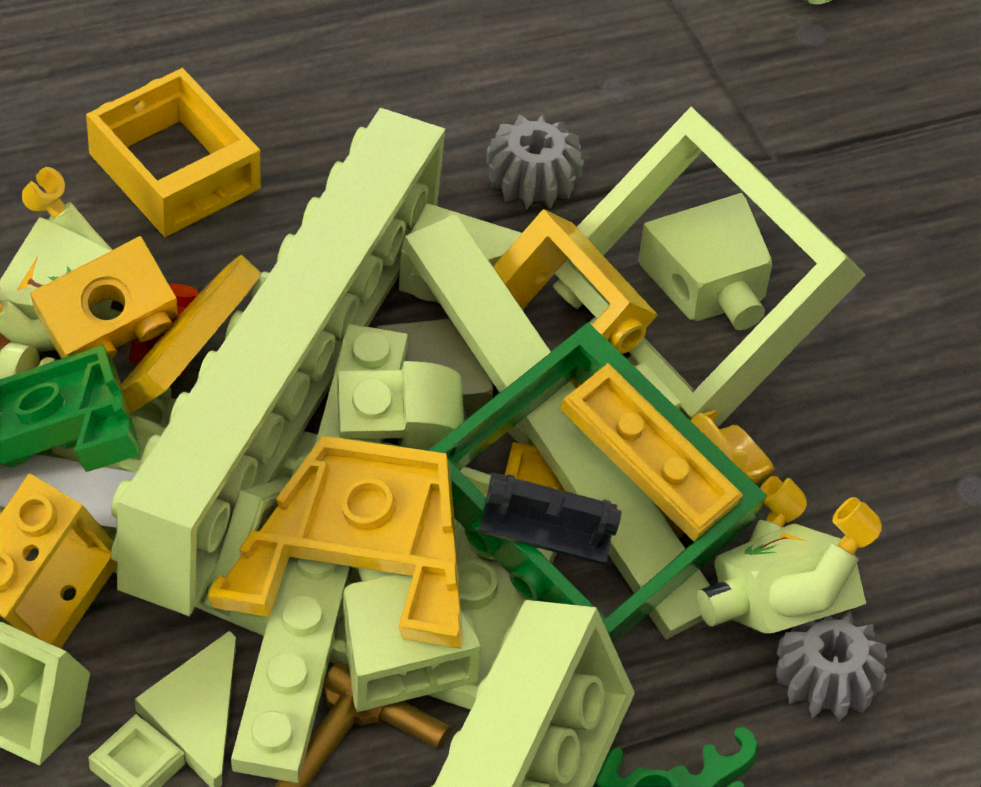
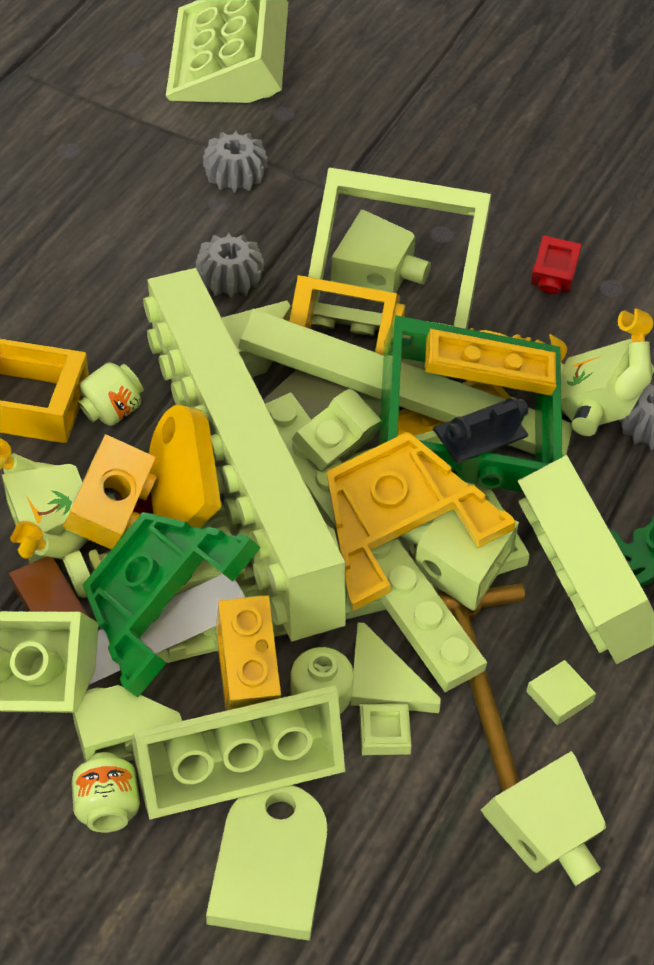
camera: 40 degrees left, 0 degrees up
(117, 656) = (321, 669): none -> yellowish green head
(250, 213) = (110, 394): none -> yellowish green head
(675, 50) = (235, 161): none -> light grey gear
(919, 413) = (555, 265): none -> red bracket

